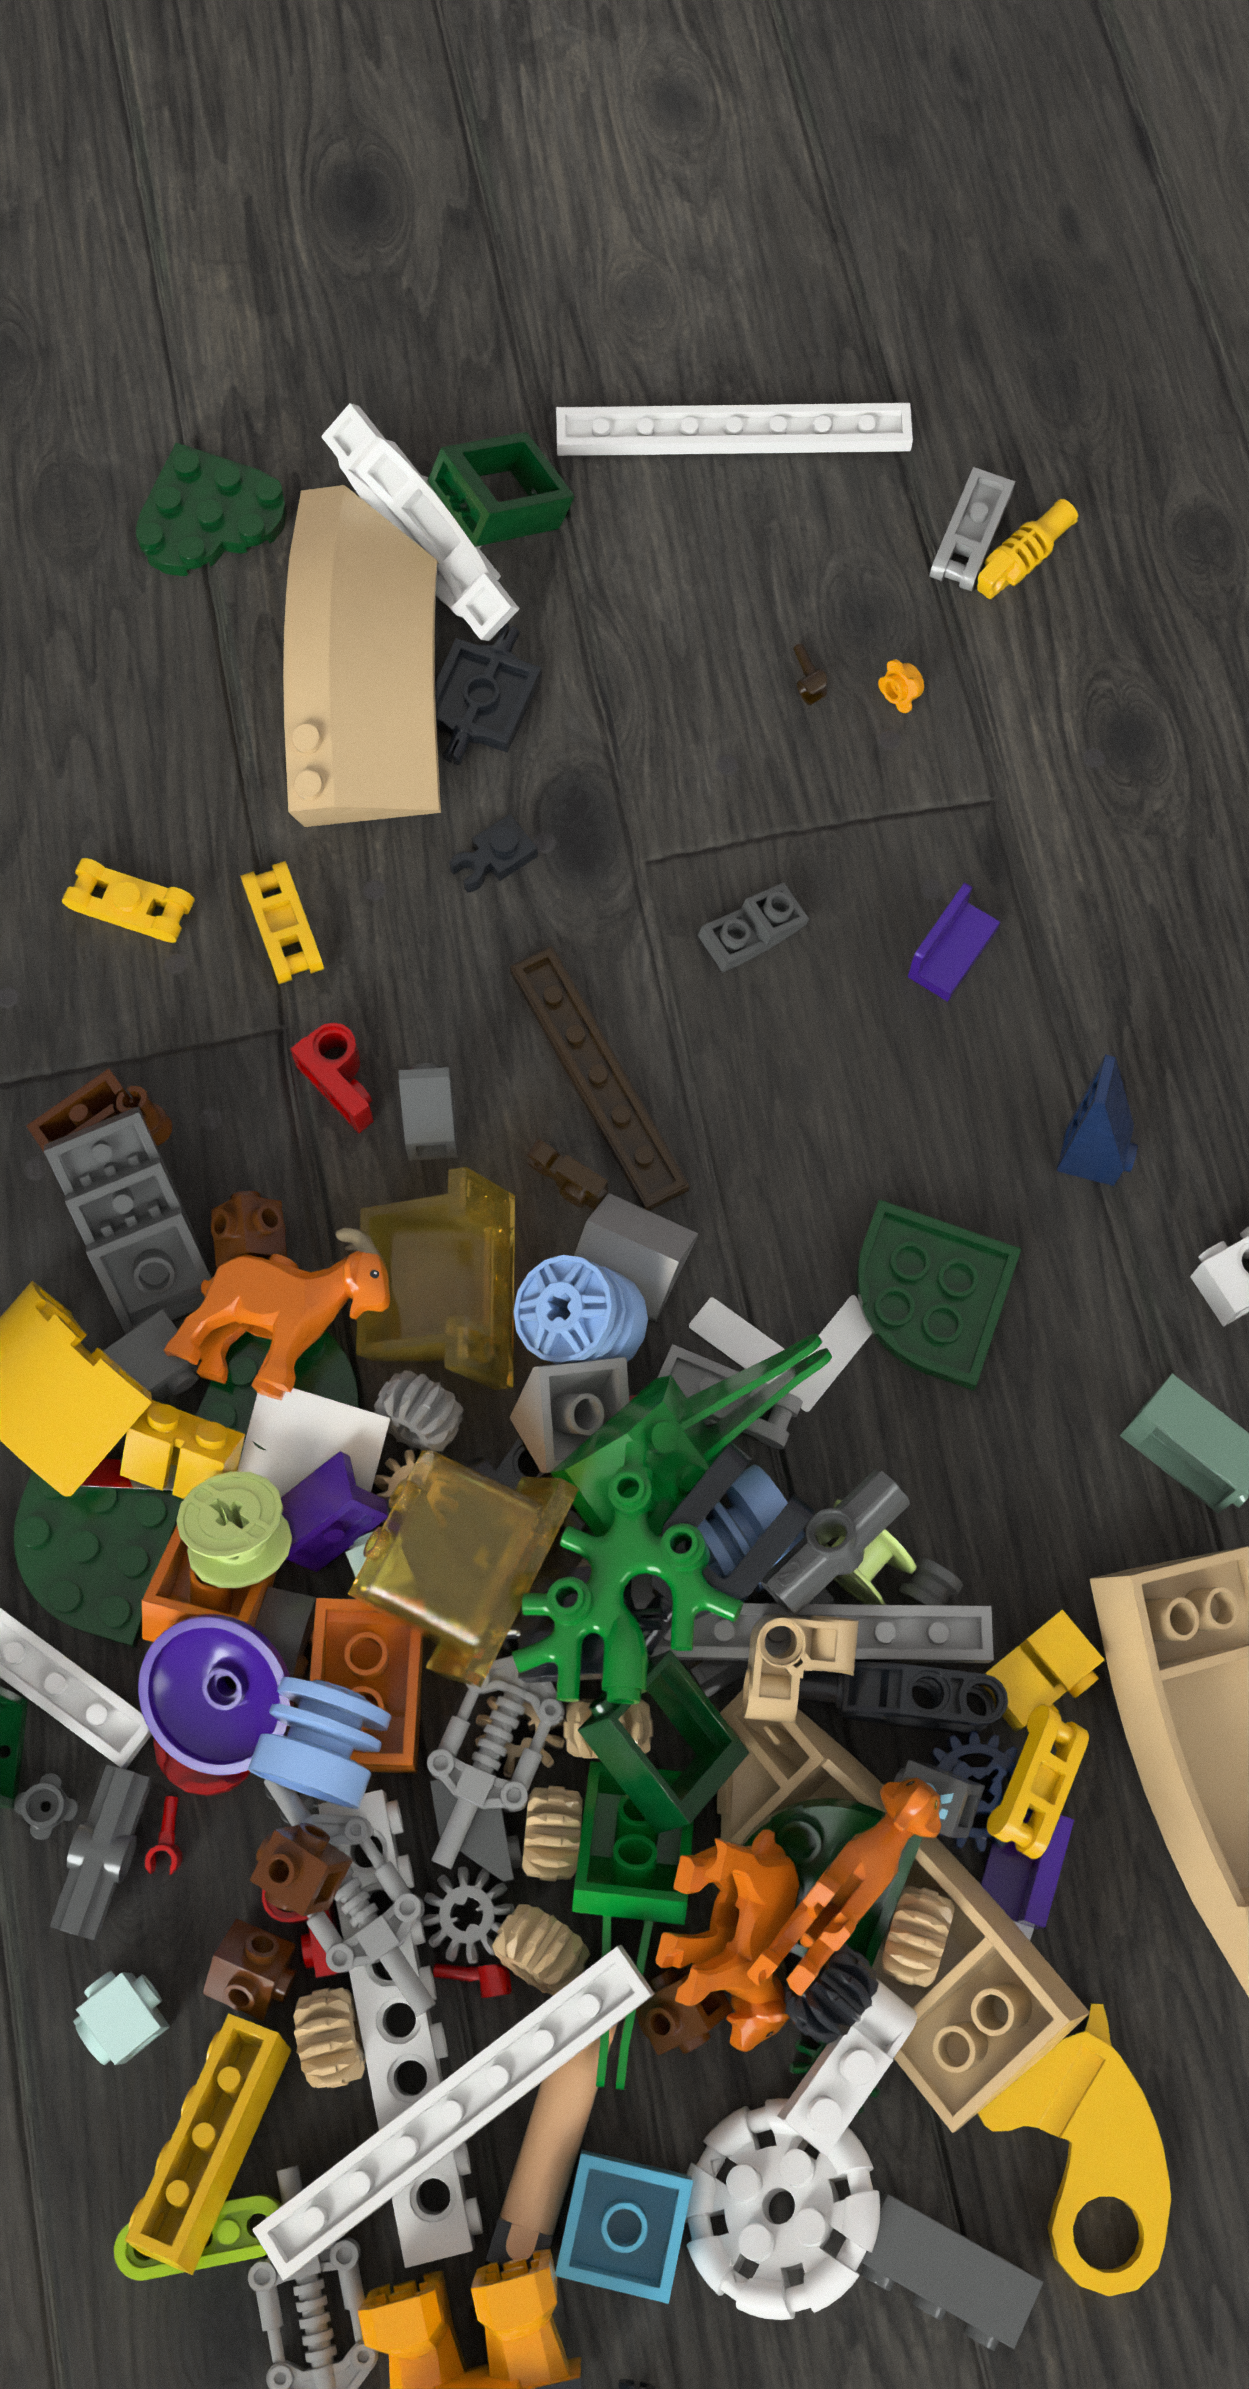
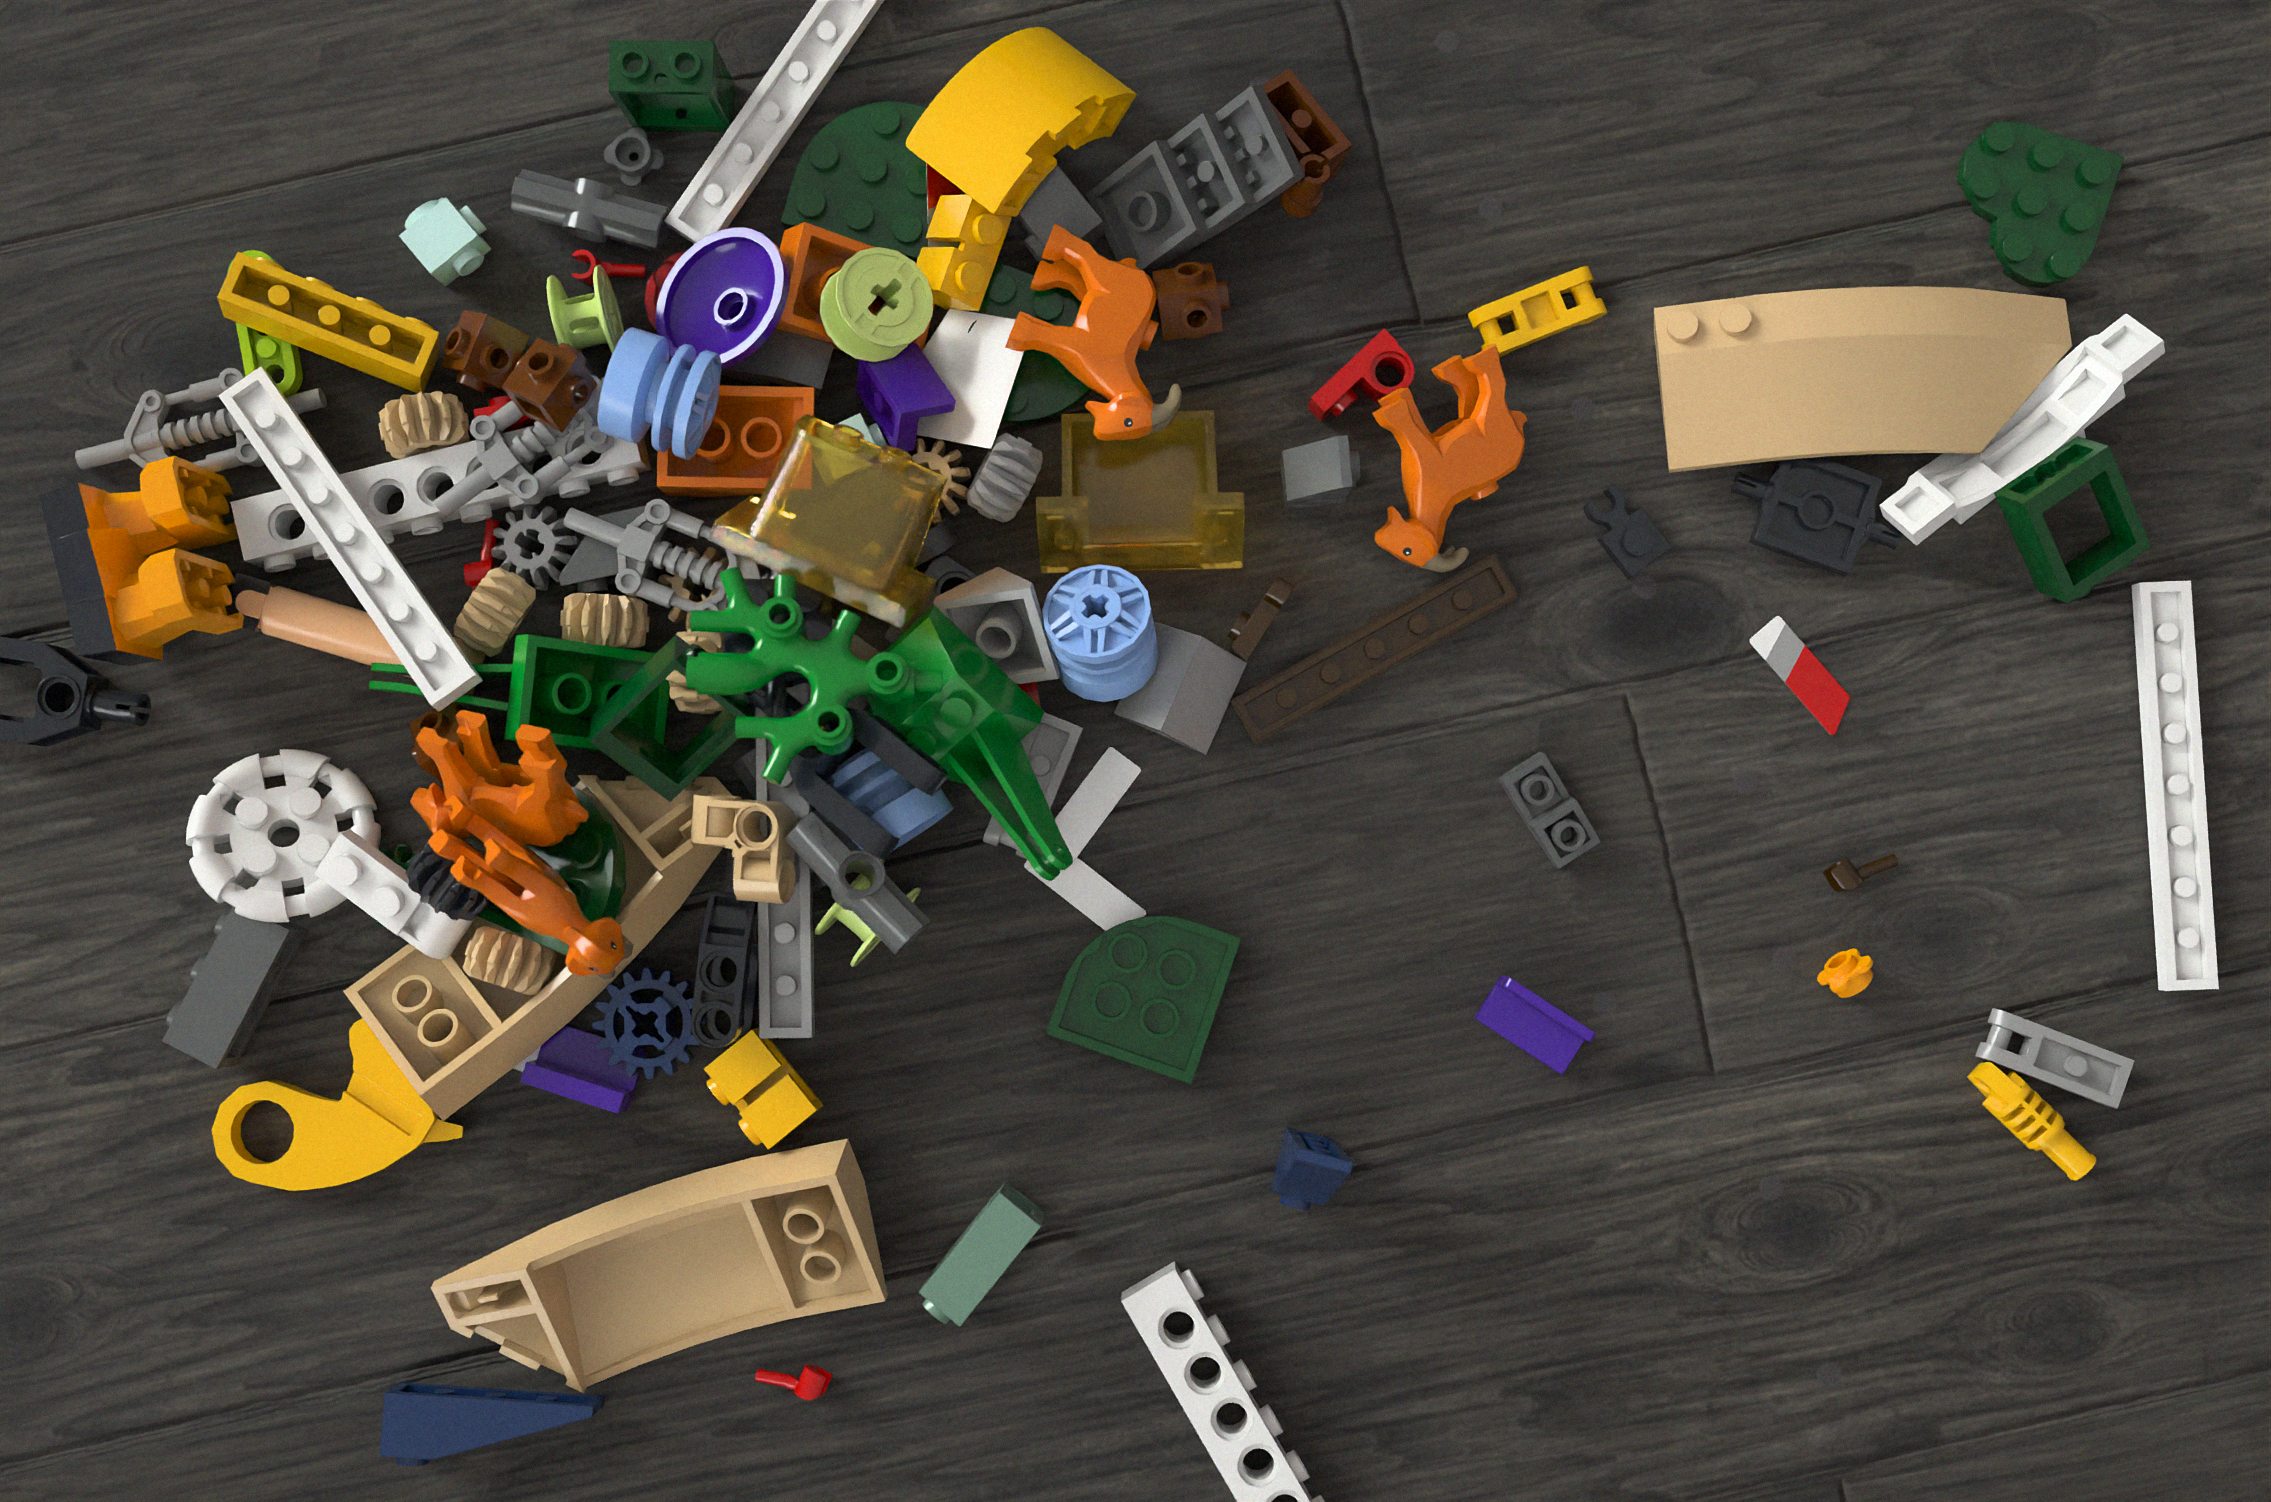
camera: 95 degrees right, 15 degrees up
(128, 901) = (1557, 153): yellow plate -> none
(223, 1845) = (586, 318): none -> yellowish green piece
(421, 992) = (1453, 461): none -> orange animal
(624, 2226) = (267, 694): medium azure brick -> none
(627, 716) = (1802, 672): none -> sticker
(929, 1585) = (842, 982): dark grey wheel -> none
(957, 1794) = (635, 985): dark grey brick -> none
(1039, 1782) = (649, 1081): yellow plate -> none

